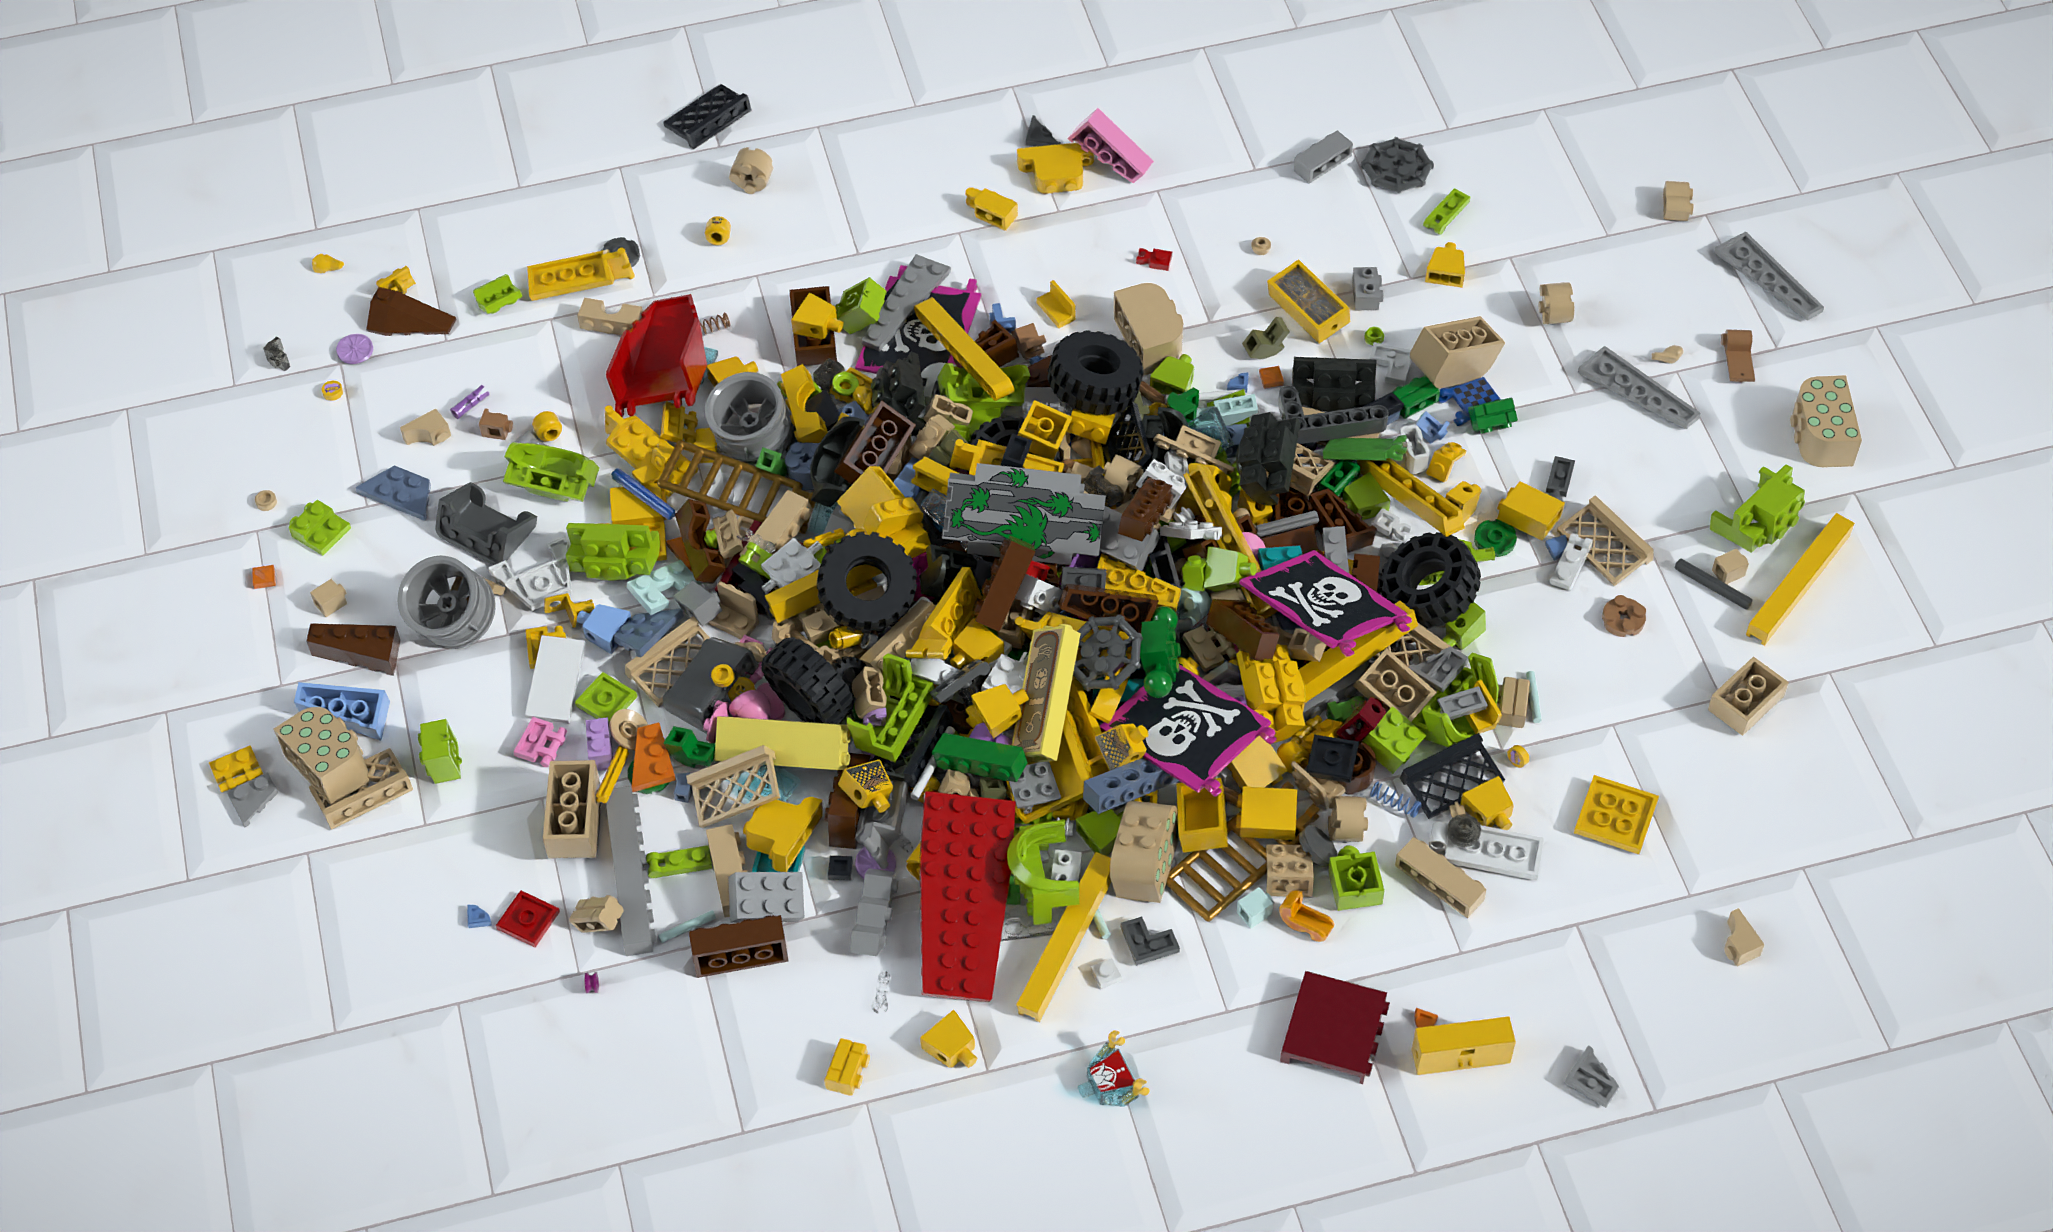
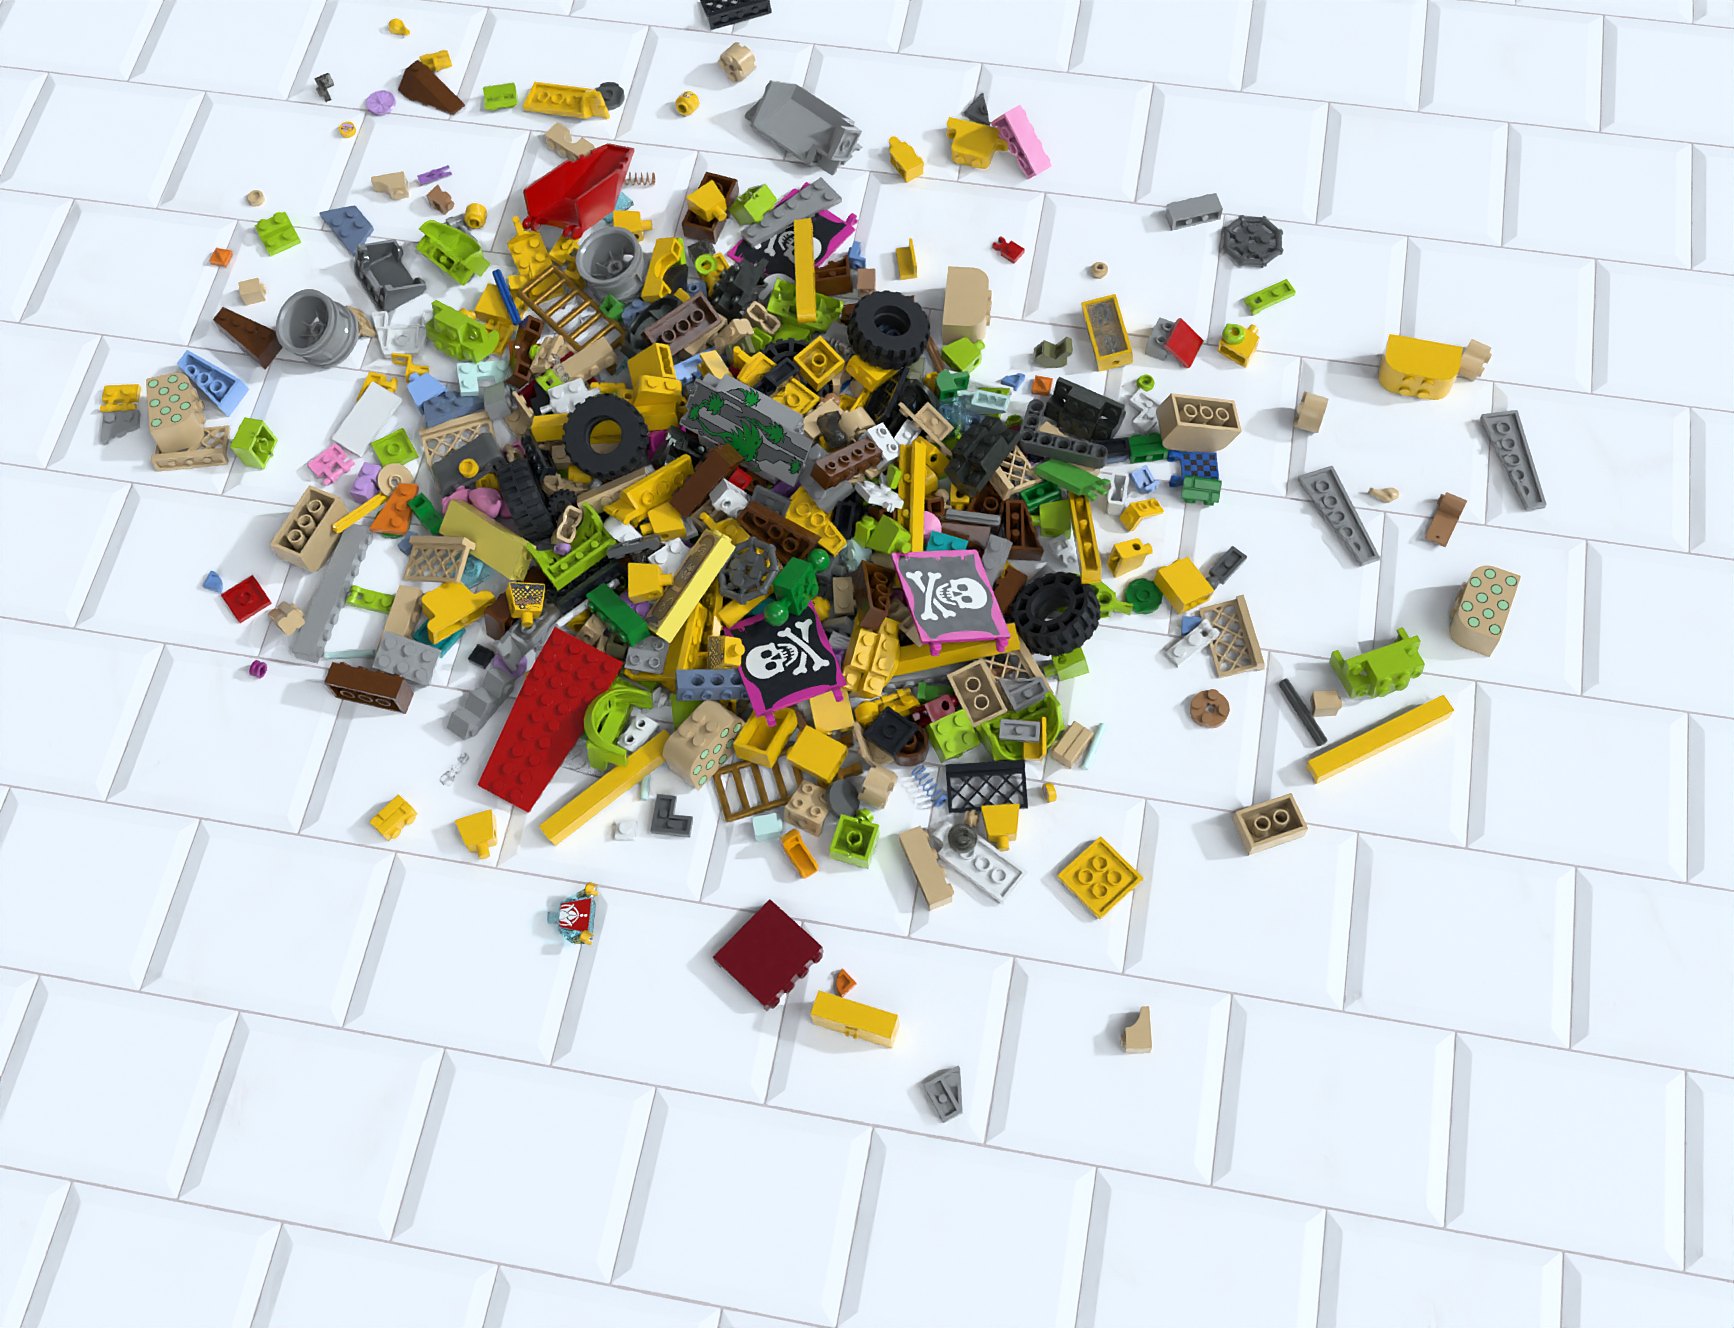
camera: 30 degrees right, 10 degrees up
(784, 628) = (538, 458): none -> black bracket
(864, 210) = (805, 126): none -> light grey panel
(1193, 508) = (893, 476): none -> lime tile
(1391, 284) = (1183, 343): none -> red tile
(1434, 261) = (1230, 338): none -> lime piece
(1632, 224) = (1419, 367): none -> yellow brick

